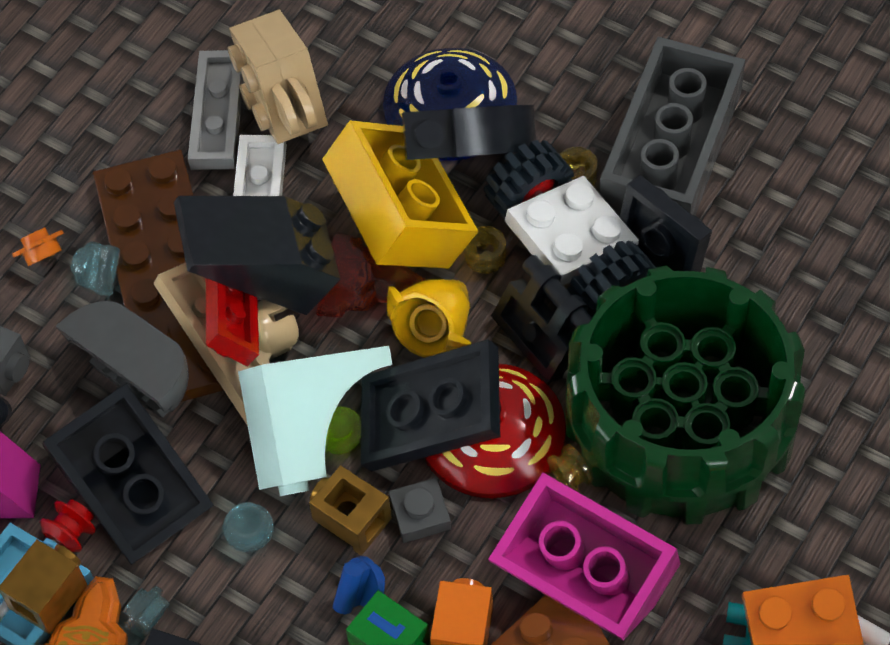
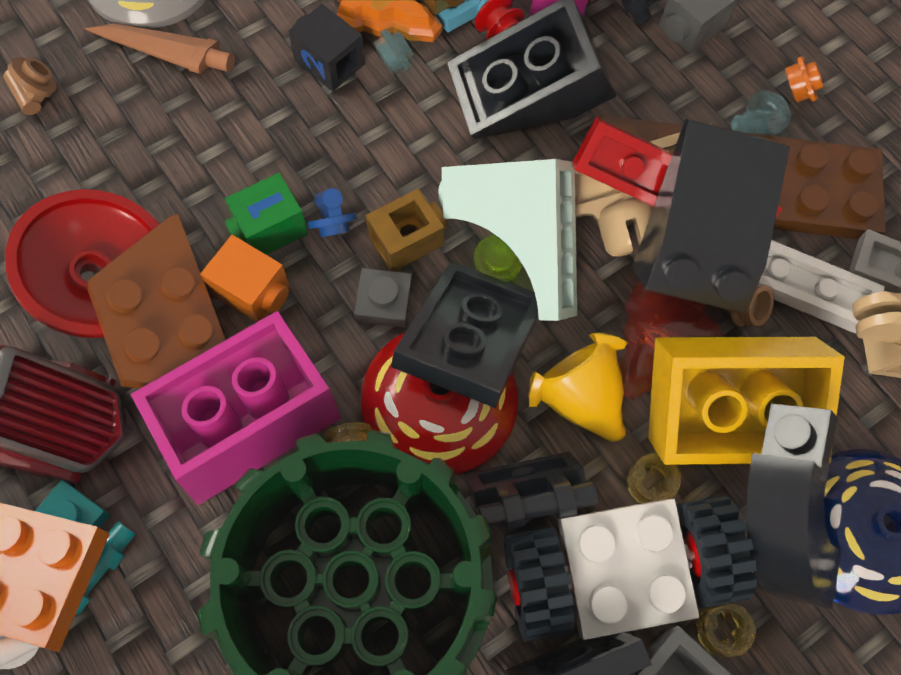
camera: 105 degrees right, 10 degrees up
(130, 353) = (636, 93): dark grey brick -> none
(248, 527) = (435, 150): clear light blue plate -> none

